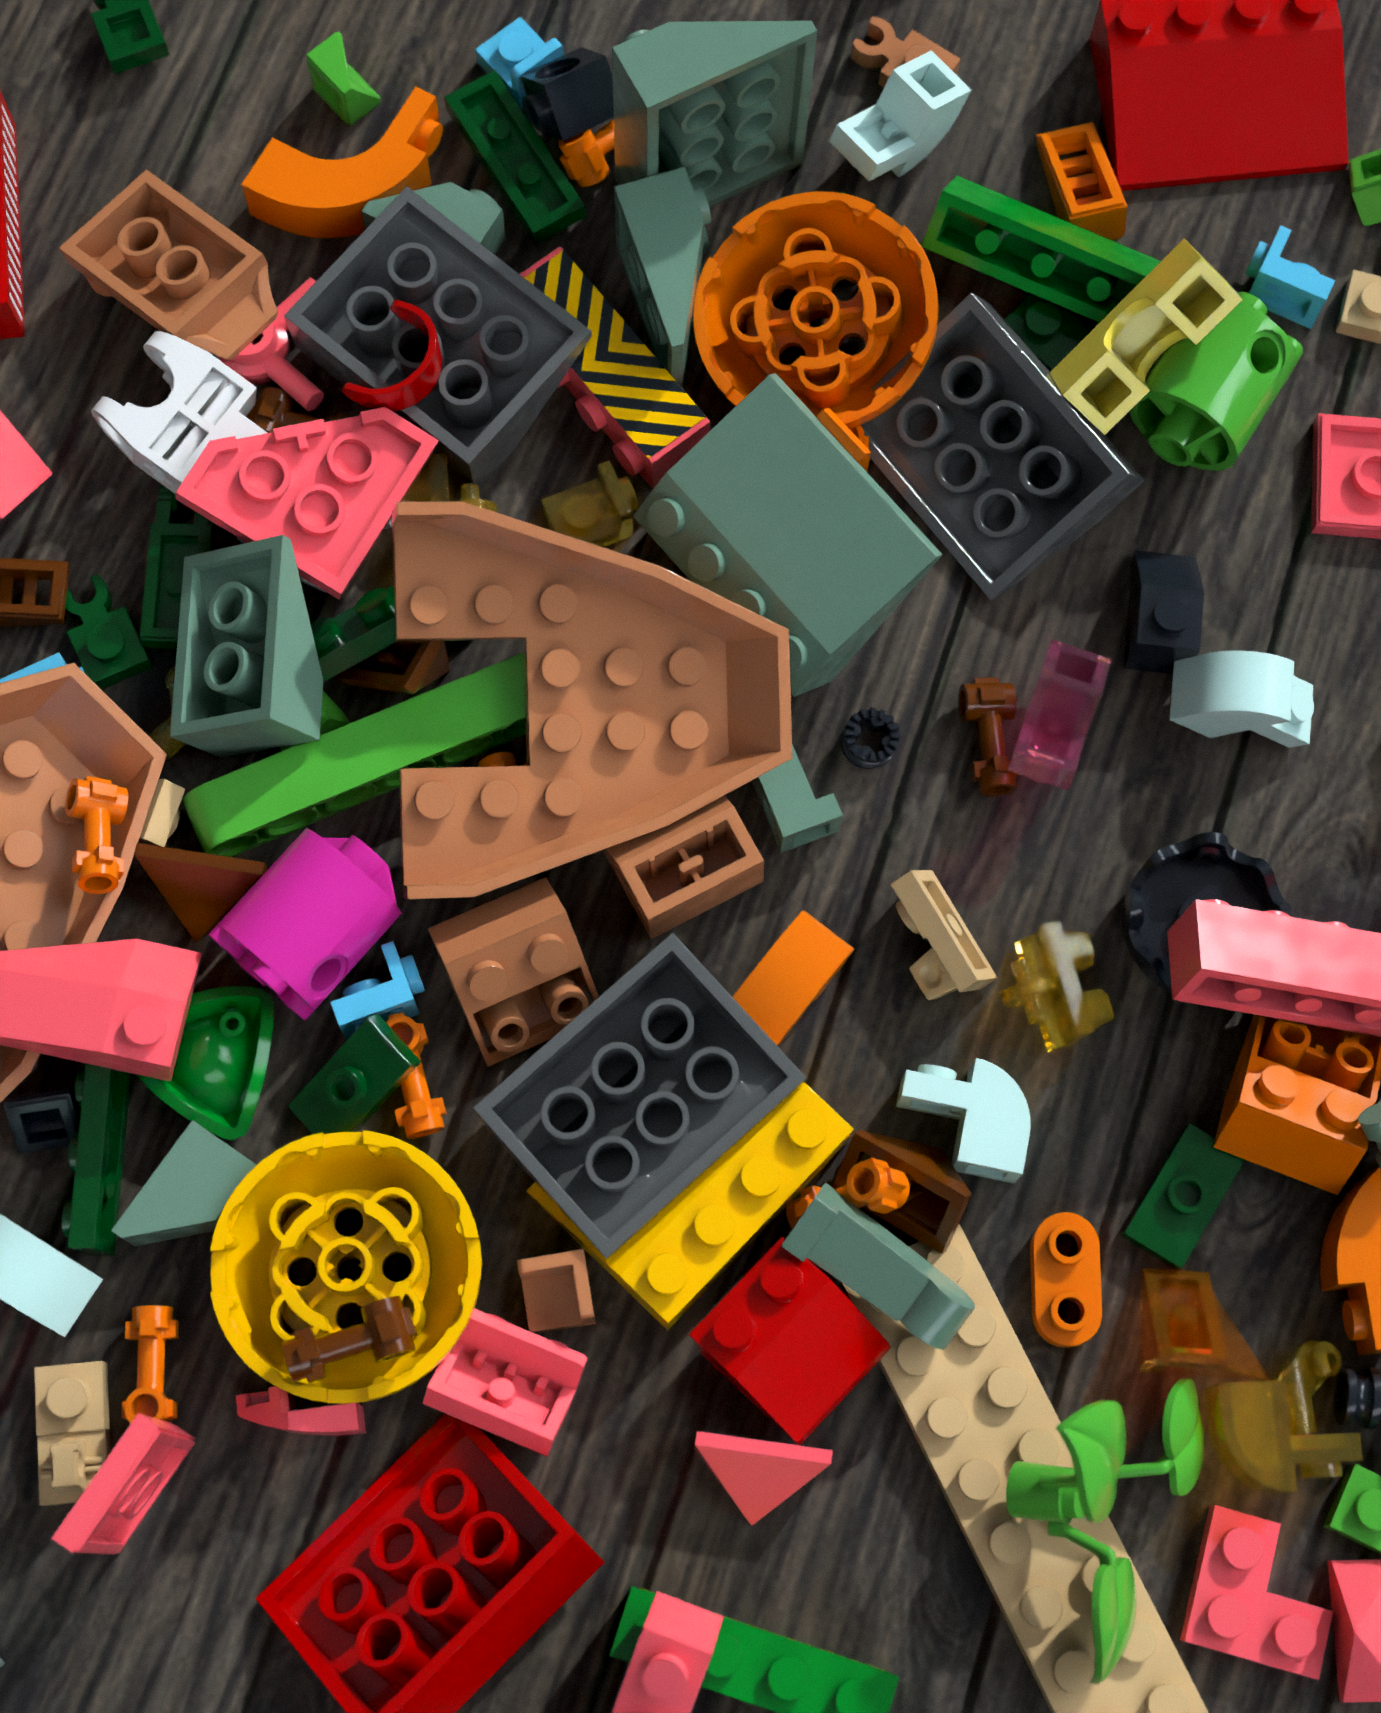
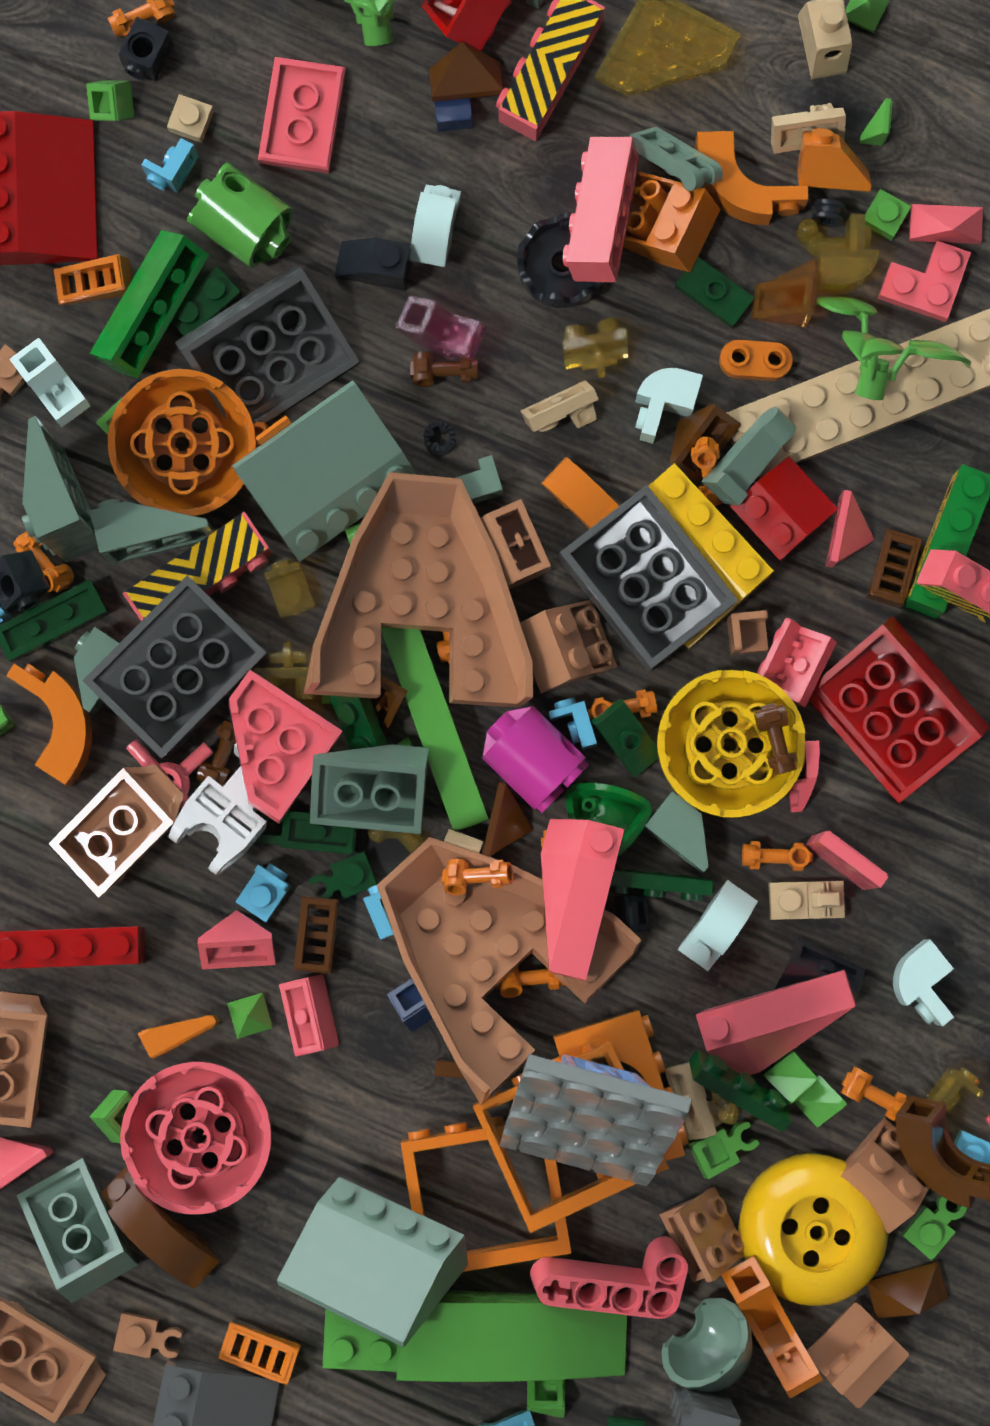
camera: 80 degrees left, 10 degrees up
(79, 509) = (264, 891): none -> medium azure bracket
(419, 383) = (201, 666): red helmet -> none
(643, 1549) = (888, 596): none -> reddish brown slope
(1172, 303) = (230, 276): light yellow arch -> none

